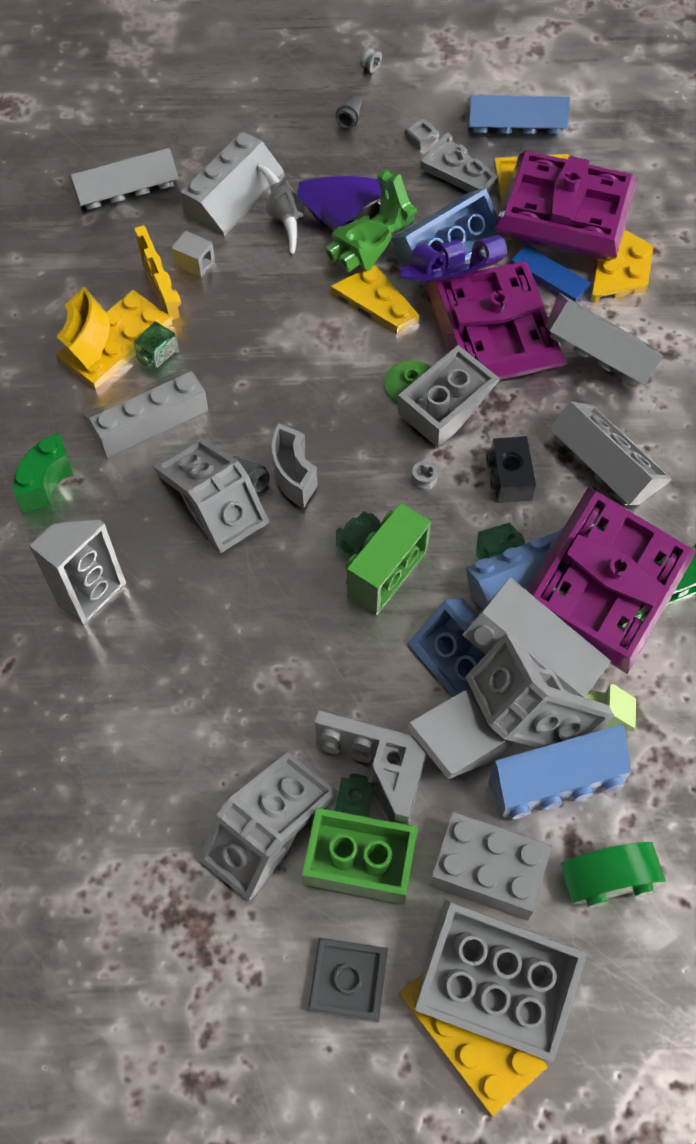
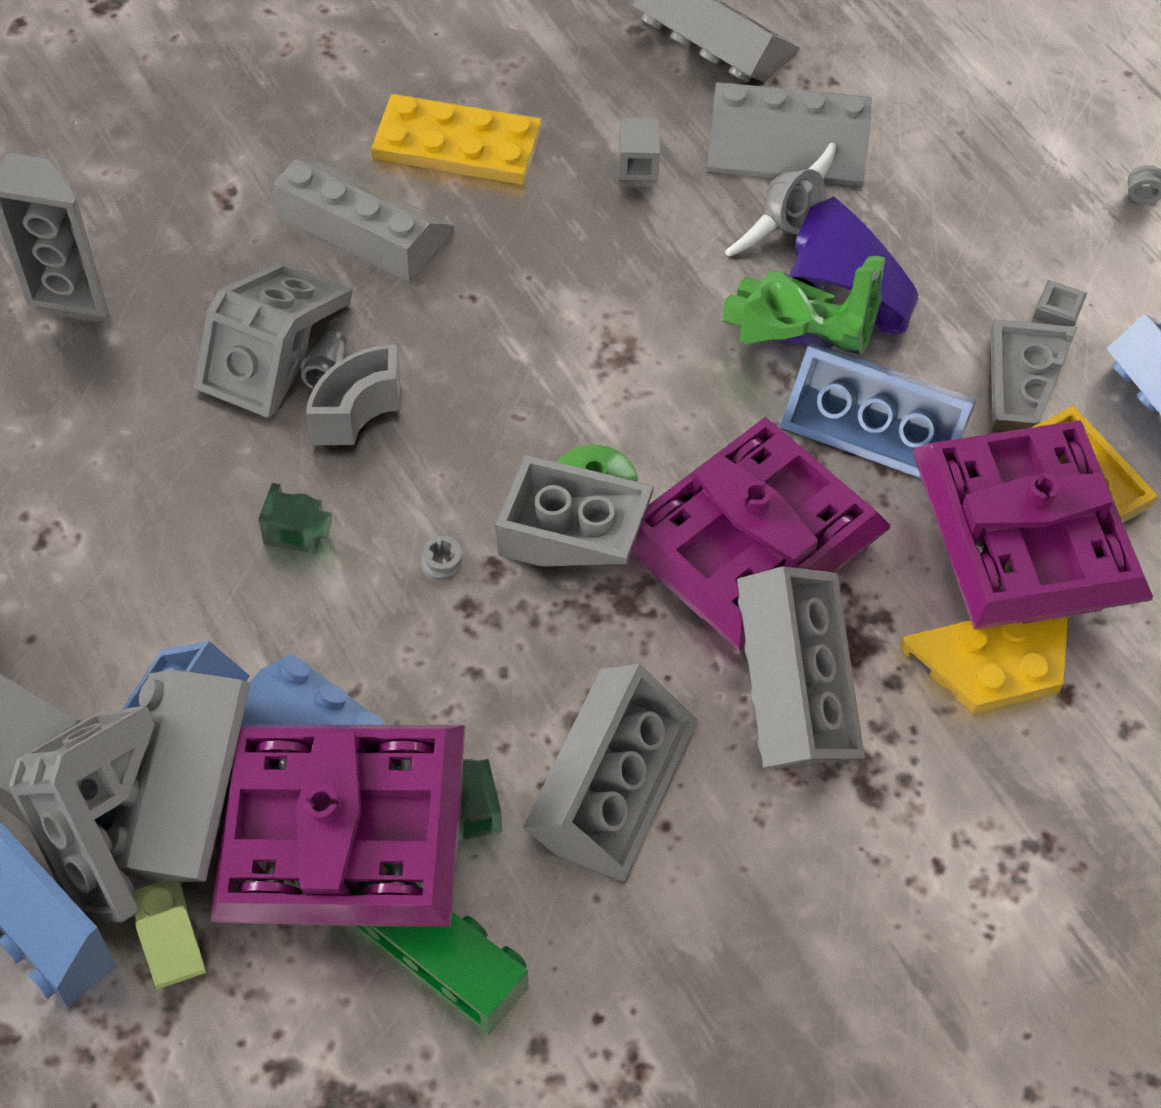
camera: 60 degrees right, 5 degrees down
(40, 473) = (204, 159): green brick -> none
(85, 328) = (424, 91): yellow brick -> none
(155, 345) = (463, 178): clear green brick -> none
(159, 279) = (568, 135): yellow wing -> none
(348, 113) = (1023, 203): dark grey cone -> none
(378, 297) = (712, 379): yellow wing -> none
(387, 558) = (257, 558): bright green brick -> none
(448, 259) = (800, 416): dark purple panel -> none
(497, 540) = (369, 684): clear green brick -> none
(515, 455) = (494, 675): black brick -> none
(552, 275) = (907, 570): blue tile -> none

